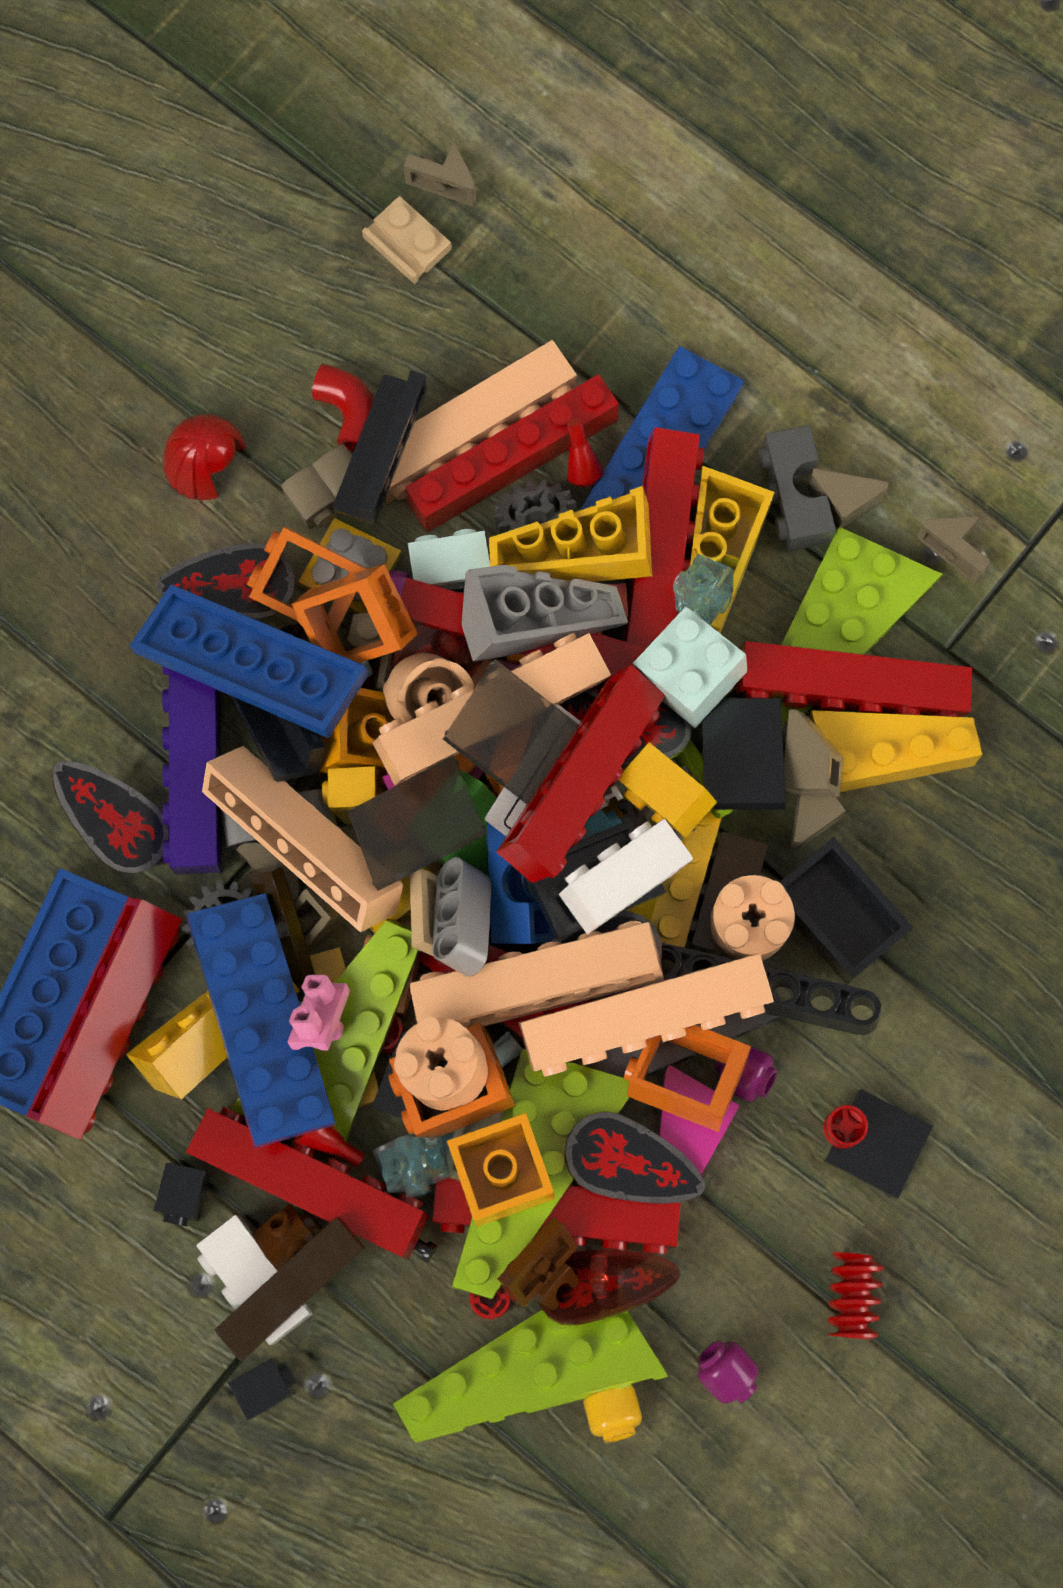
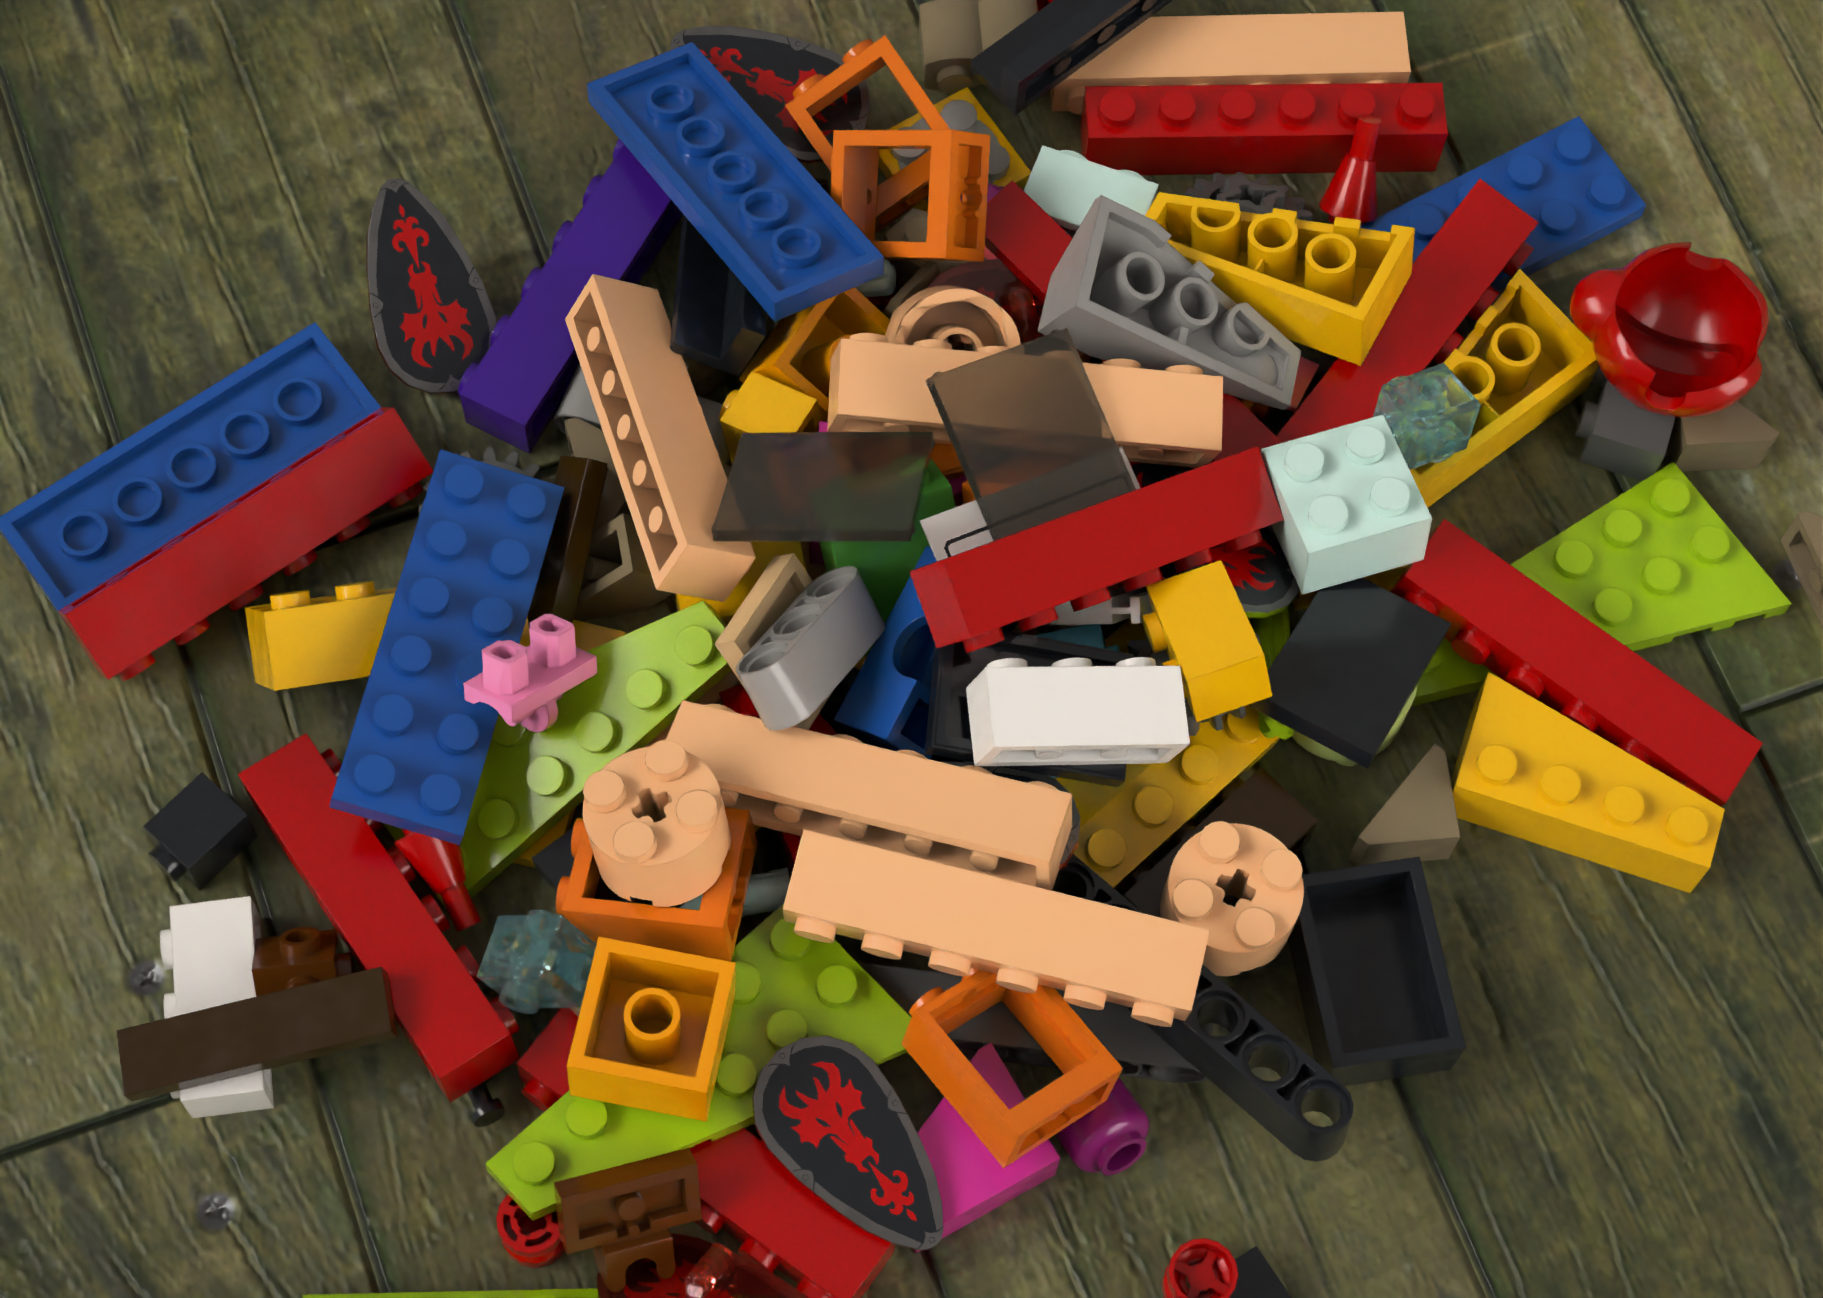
camera: 25 degrees right, 10 degrees down
(263, 1387) = (135, 1161): black brick -> none
(809, 462) = (1674, 330): none -> red piece
(810, 759) = (1444, 731): dark tan slope -> none

